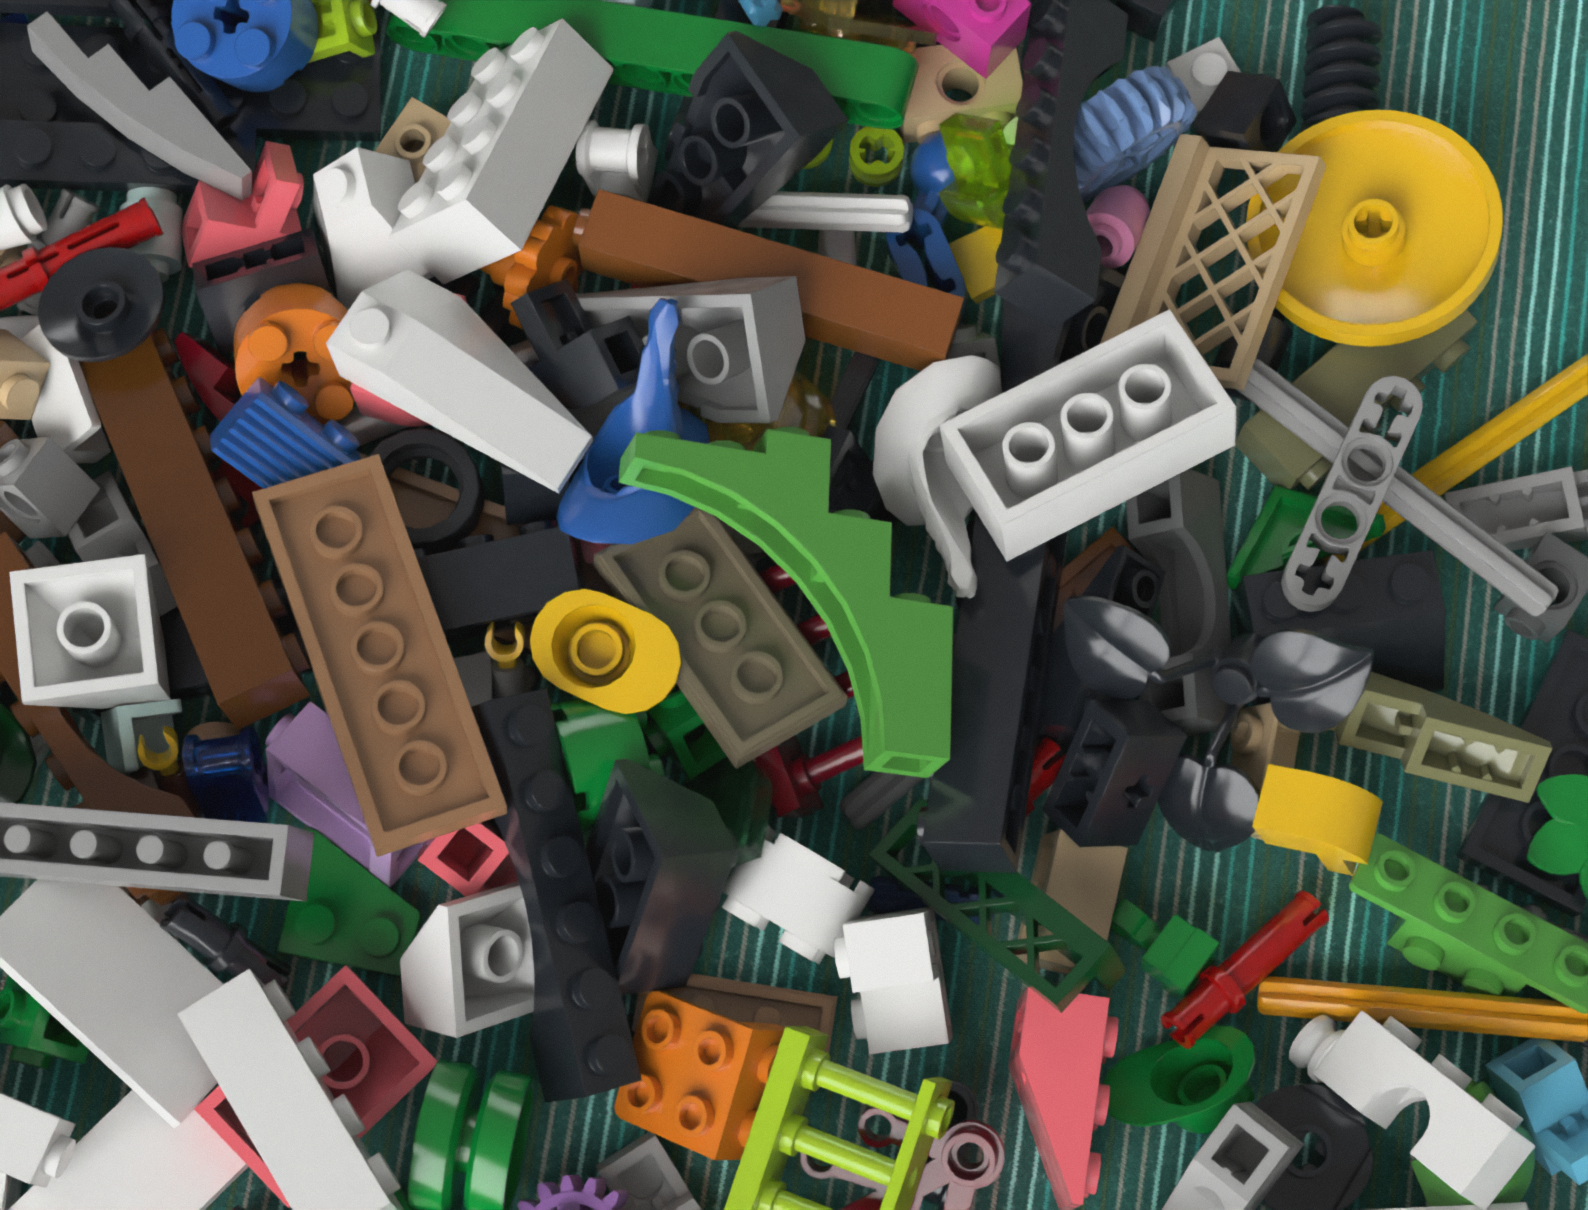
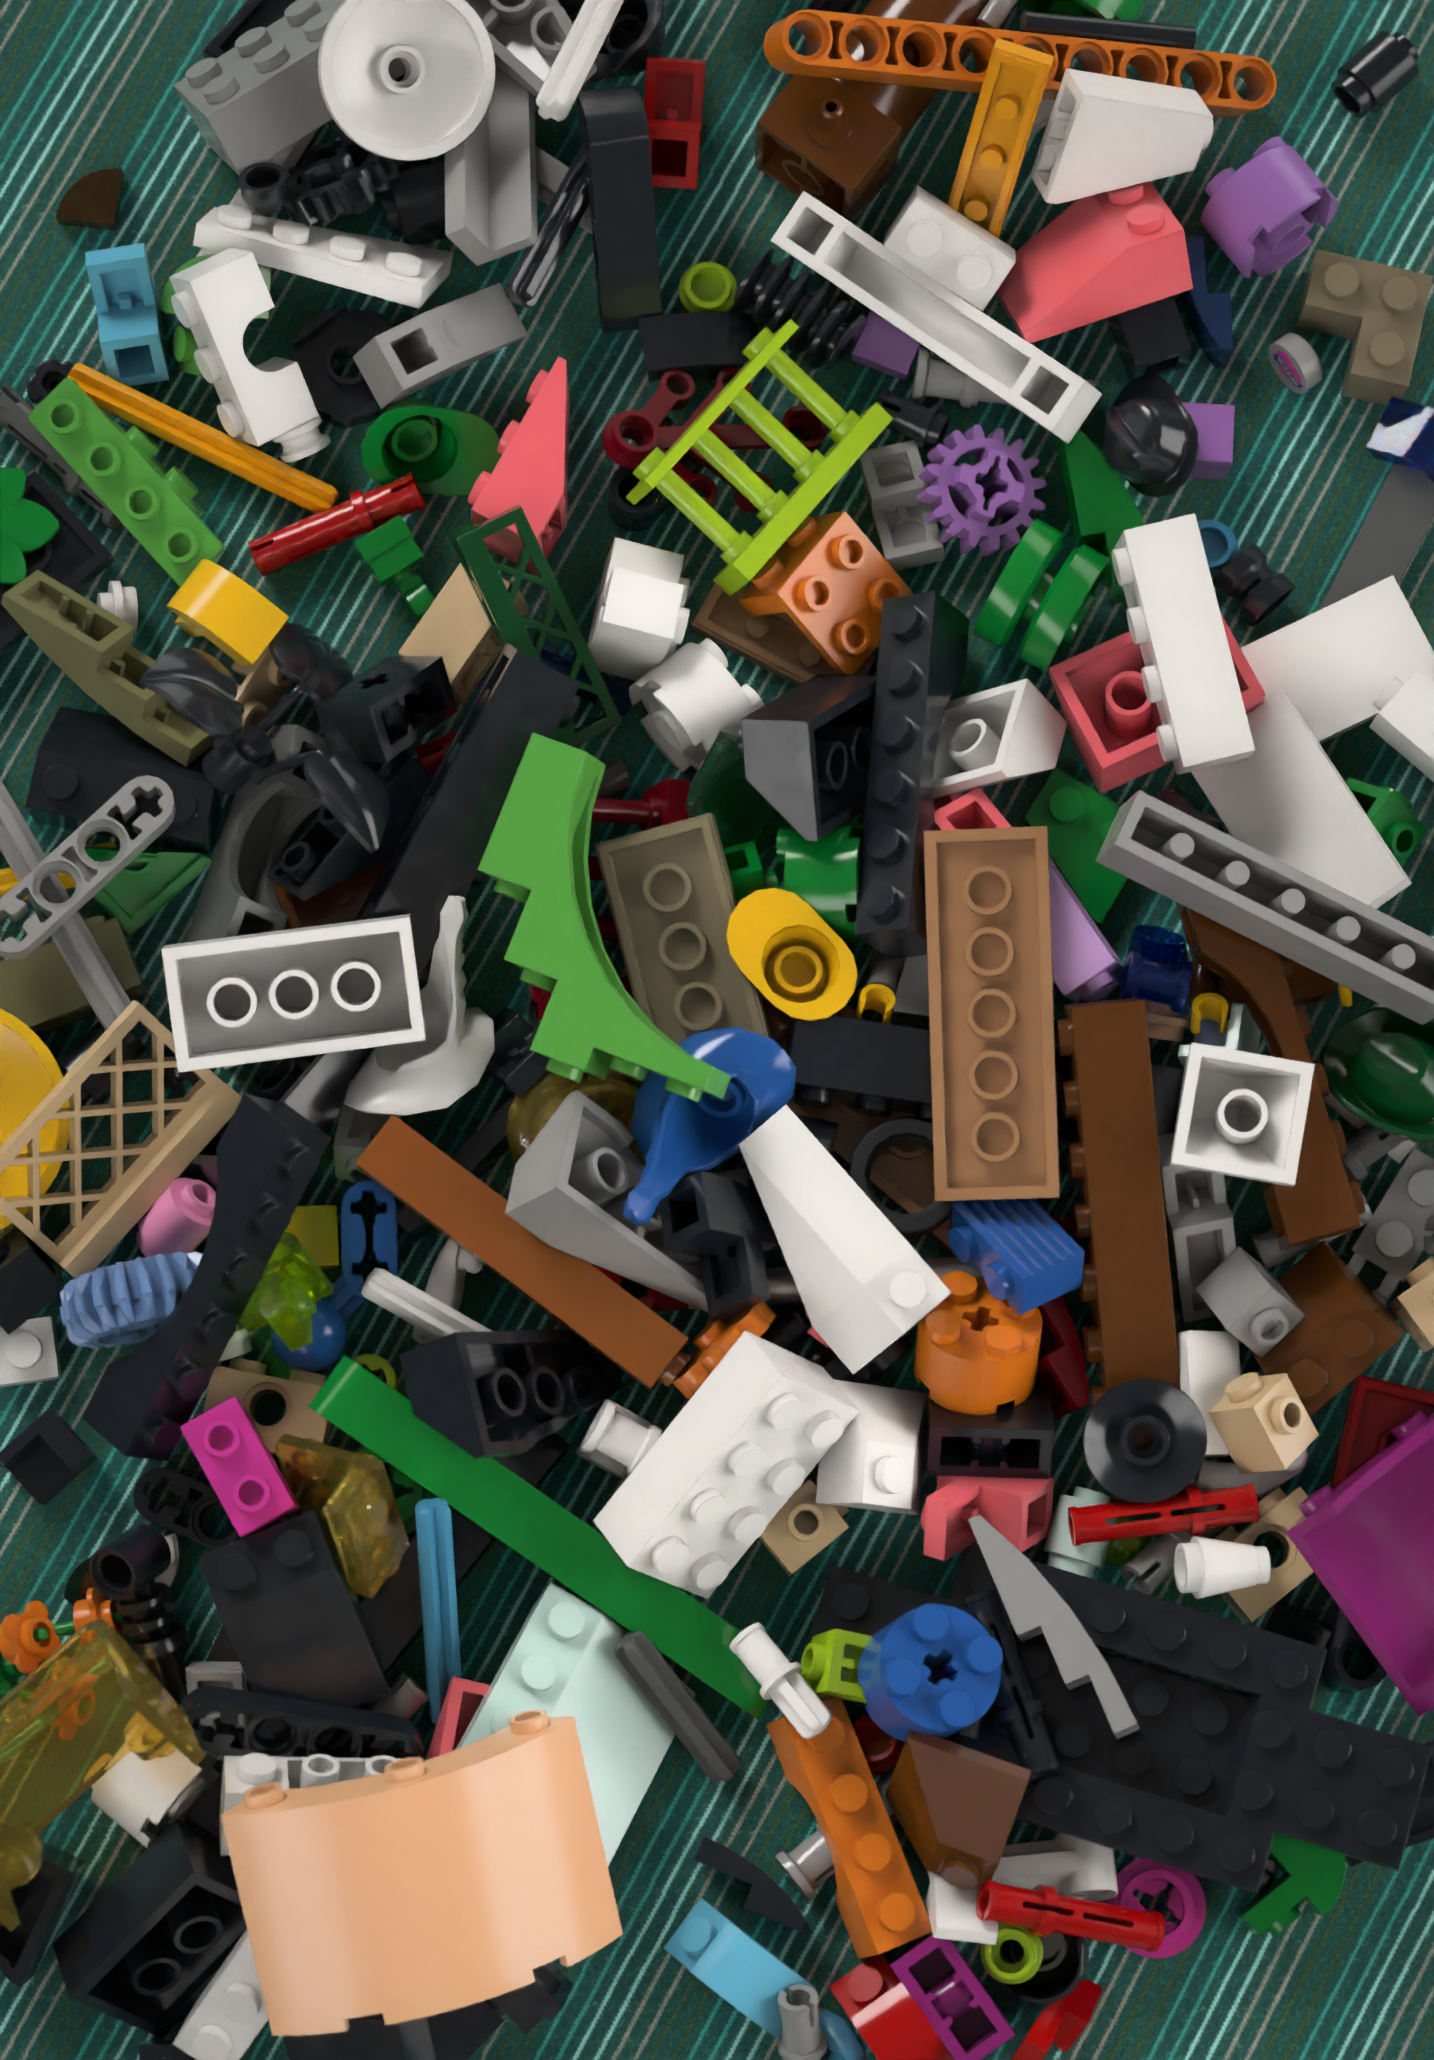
camera: 160 degrees left, 5 degrees up
(1430, 801) = (120, 602): none -> white plate

